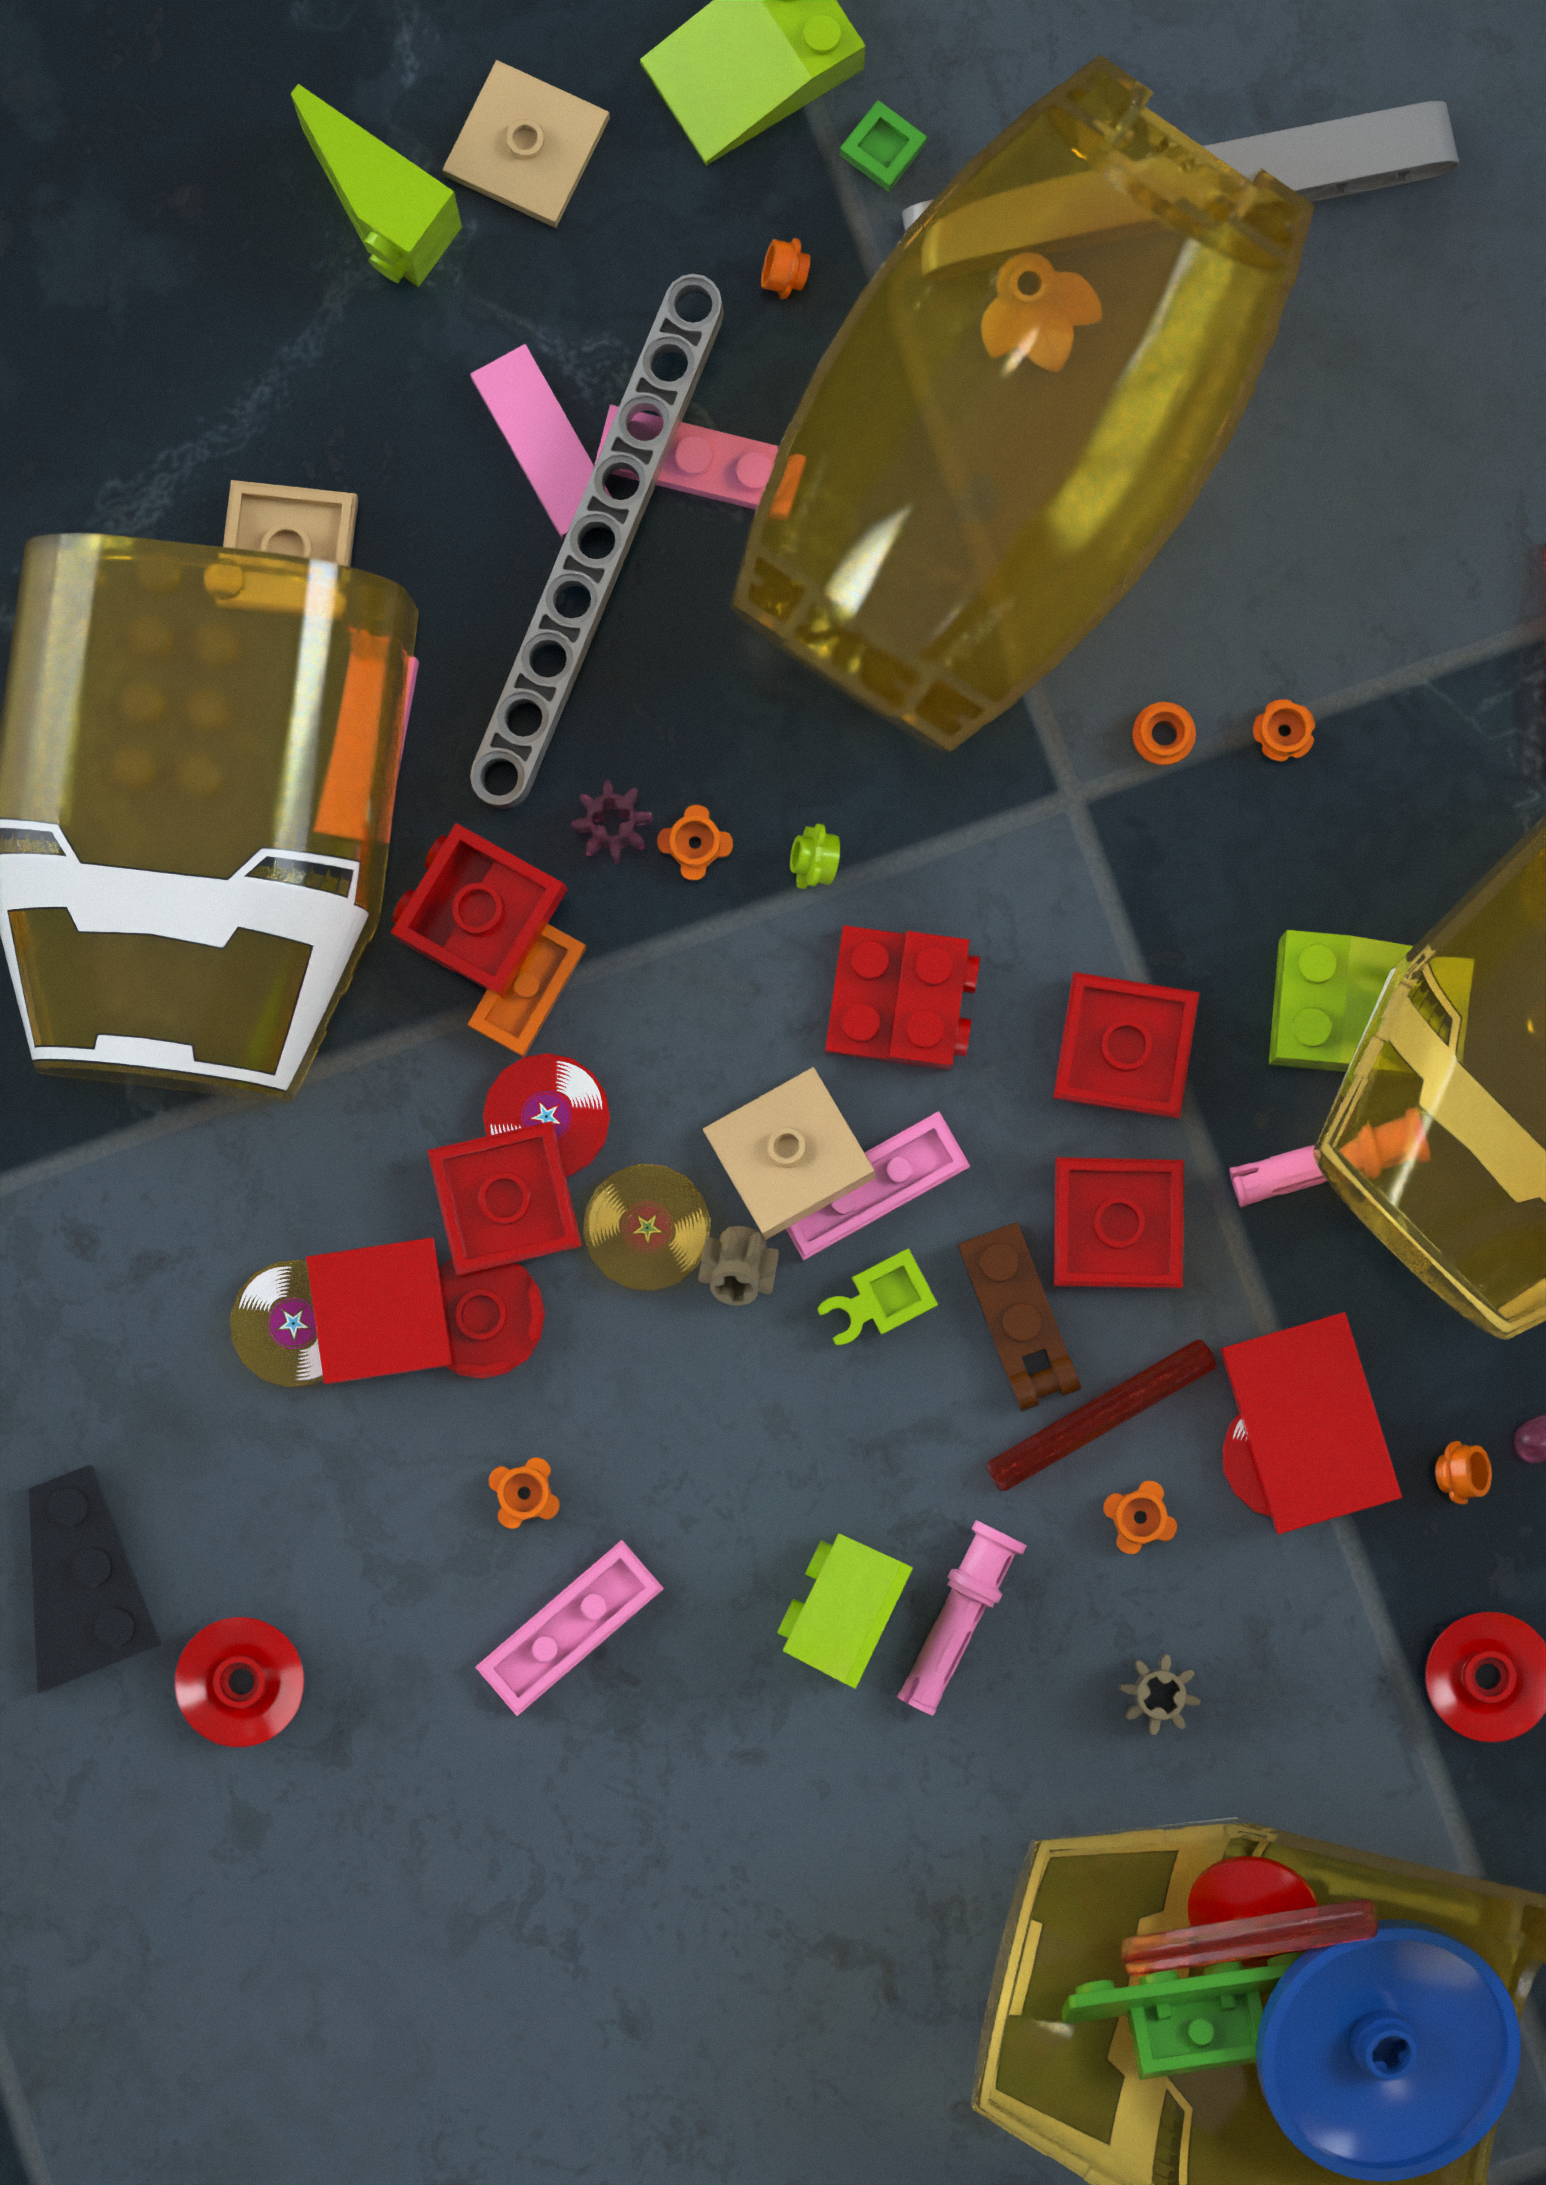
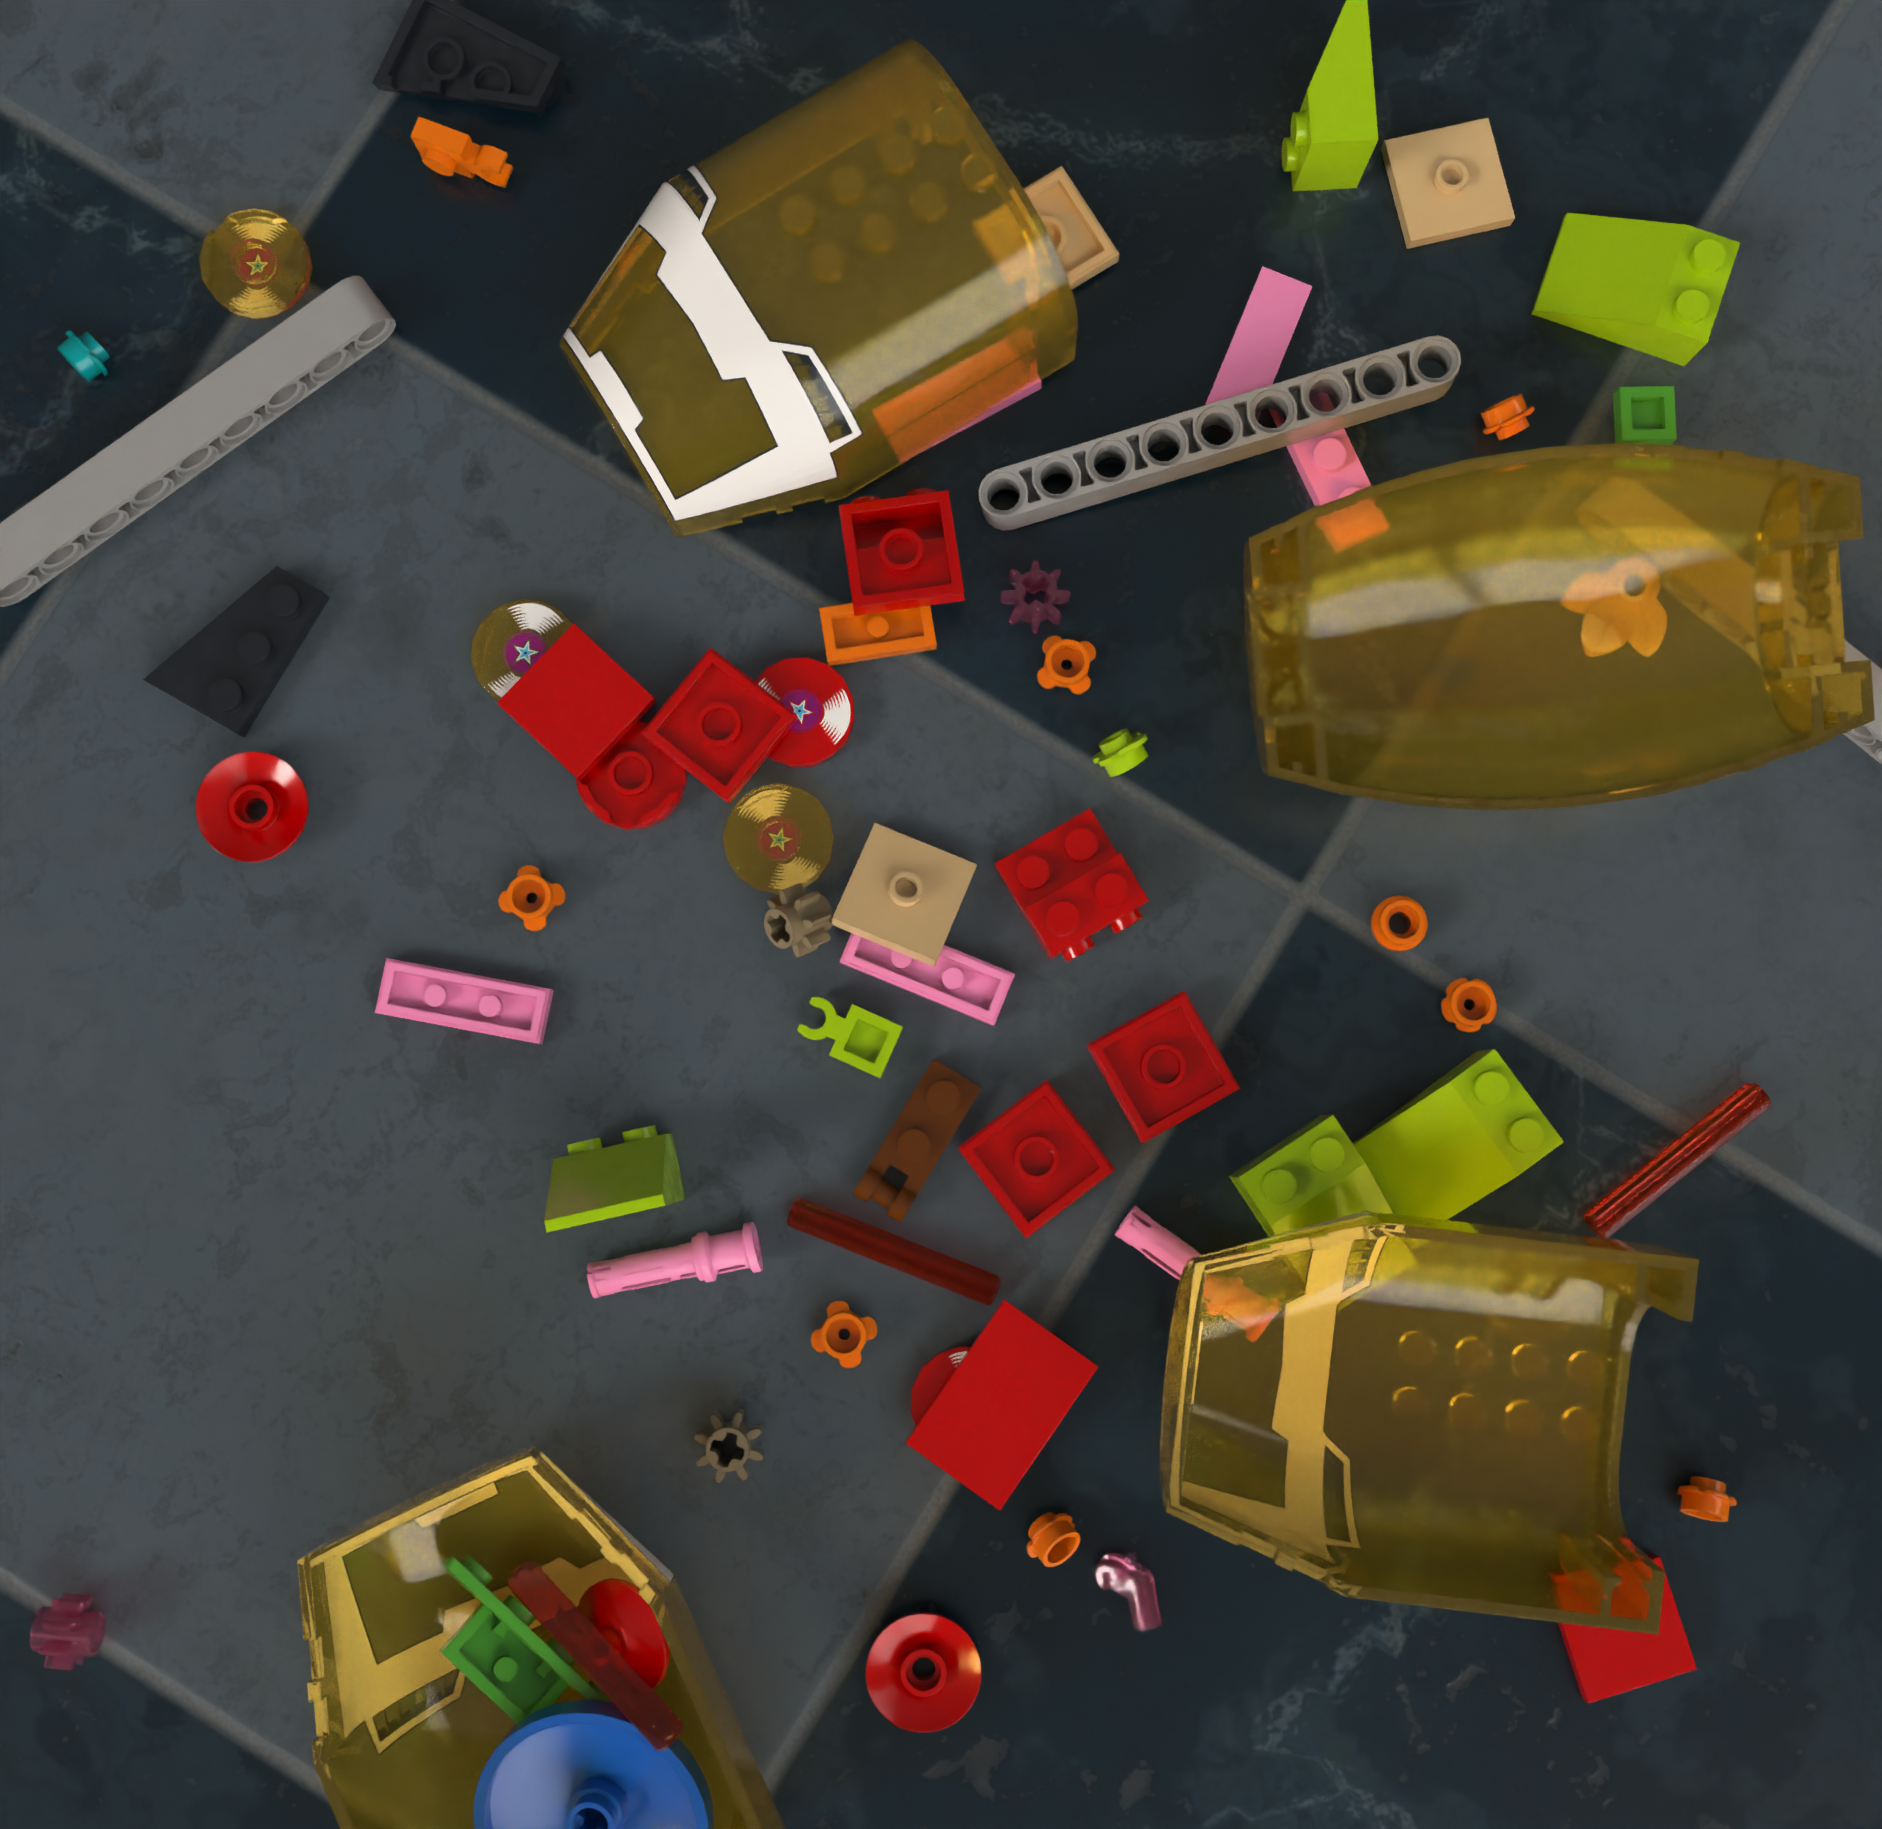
camera: 50 degrees right, 0 degrees up
(1394, 839) = (1457, 1140): none -> lime slope

